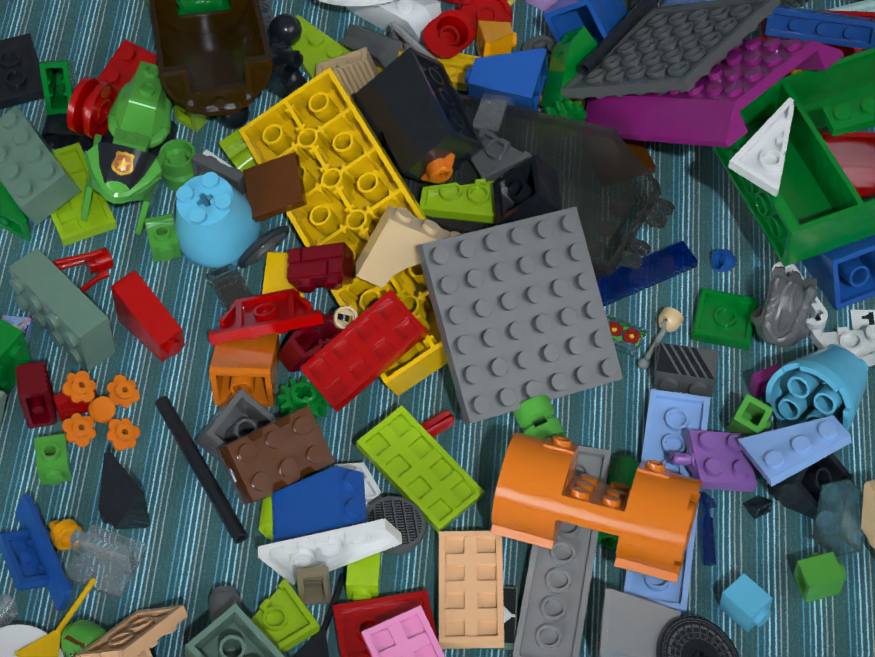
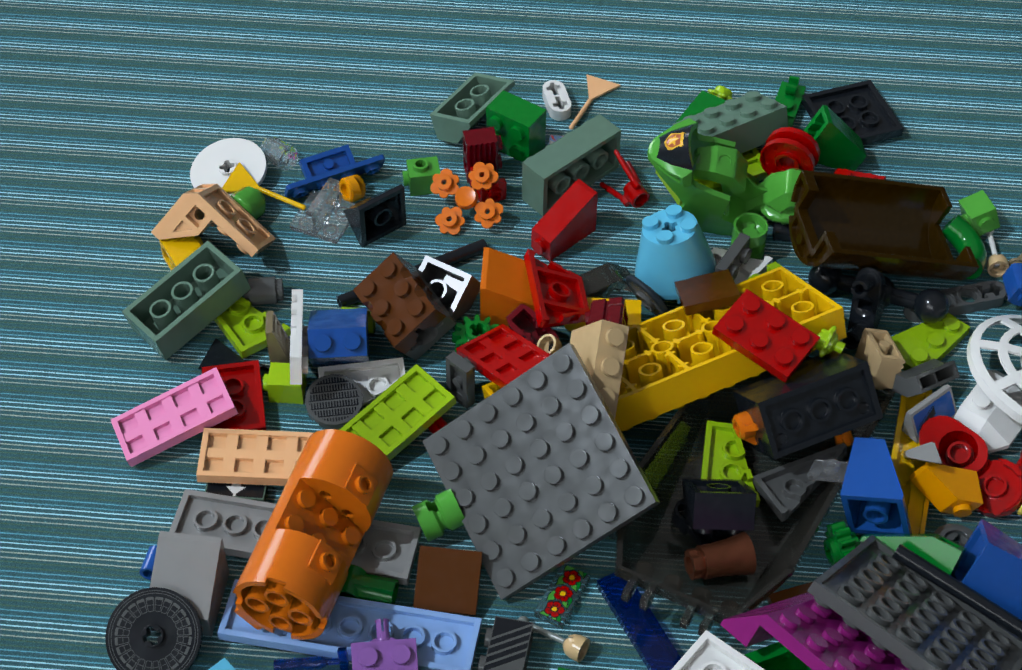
camera: 90 degrees right, 5 degrees down
(361, 87) = (829, 342): none -> lime plant
(367, 123) = (765, 335): none -> red plate
(372, 404) = (460, 379): none -> dark grey plate
(469, 47) = (924, 453): none -> light grey slope
(578, 192) = (721, 558): none -> copper plant
(612, 415) = (448, 580): none -> reddish brown tile

